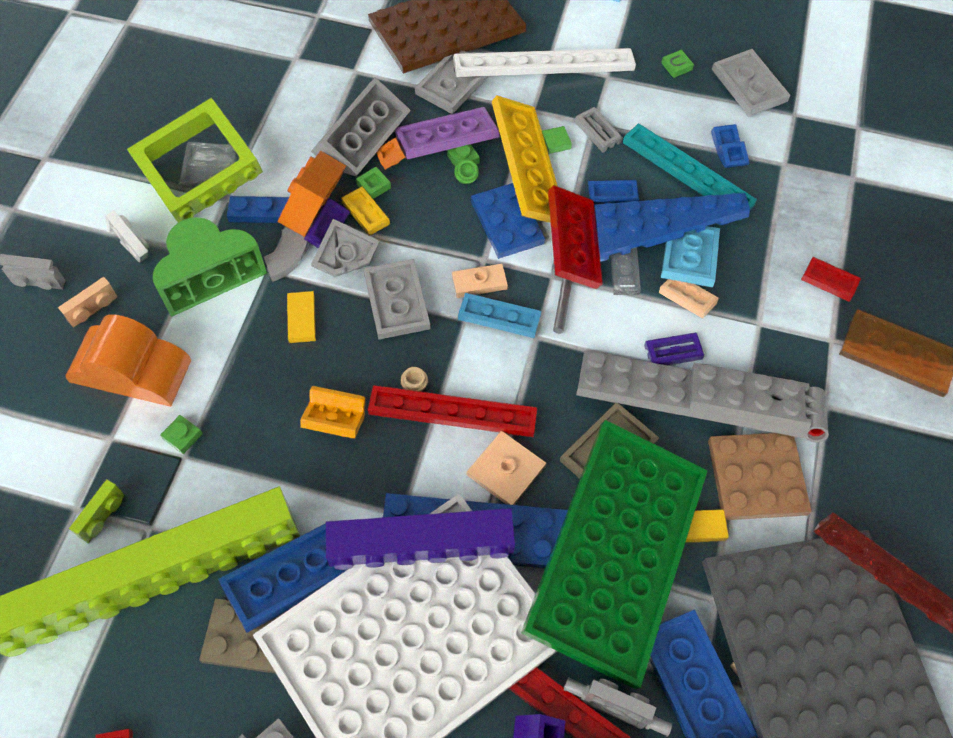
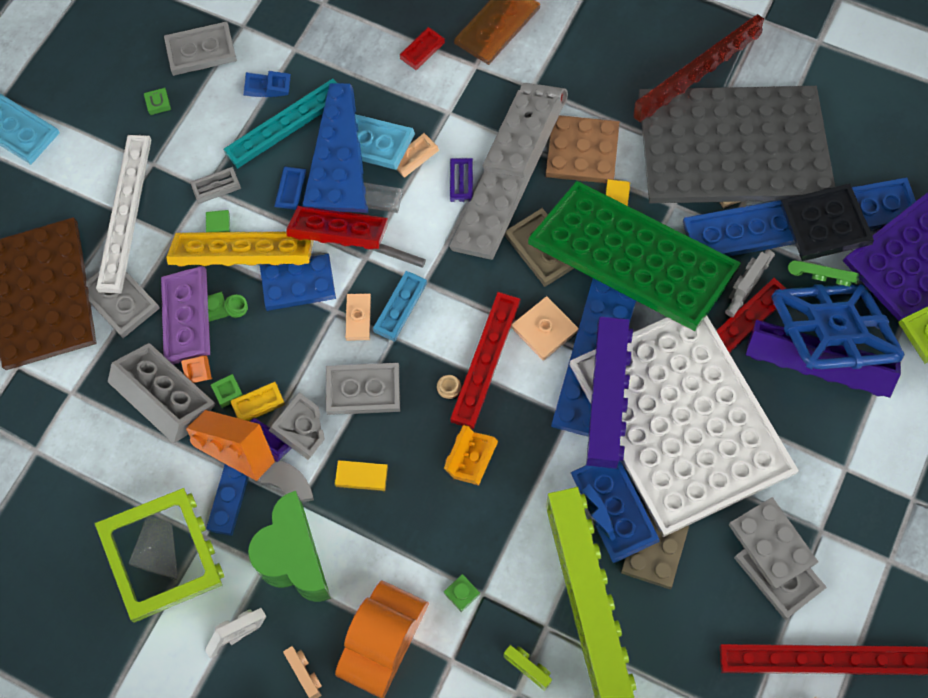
camera: 75 degrees left, 5 degrees up
(265, 558) = (600, 516): none -> blue slope

